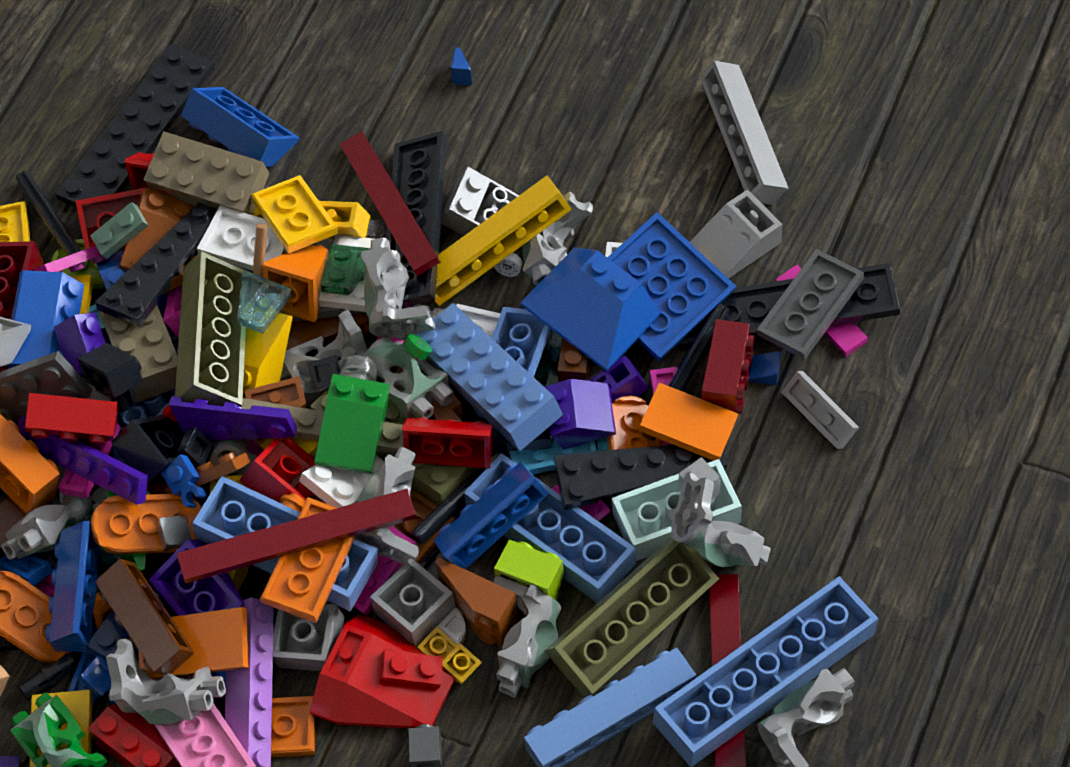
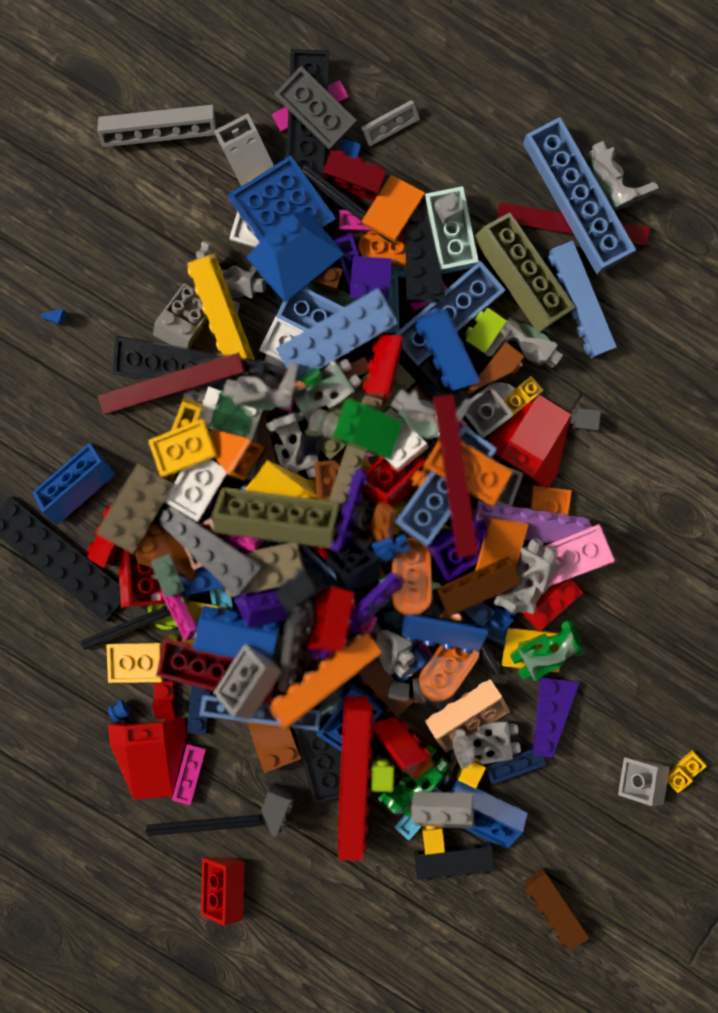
camera: 90 degrees left, 30 degrees up
(172, 531) = (423, 560): dark grey slope -> none
(259, 249) = (223, 478): medium nougat bar -> none
(260, 301) = (254, 481): clear light blue wing -> none
(411, 668) = (535, 419): red plate -> none
(716, 541) = (487, 206): light grey hips -> none

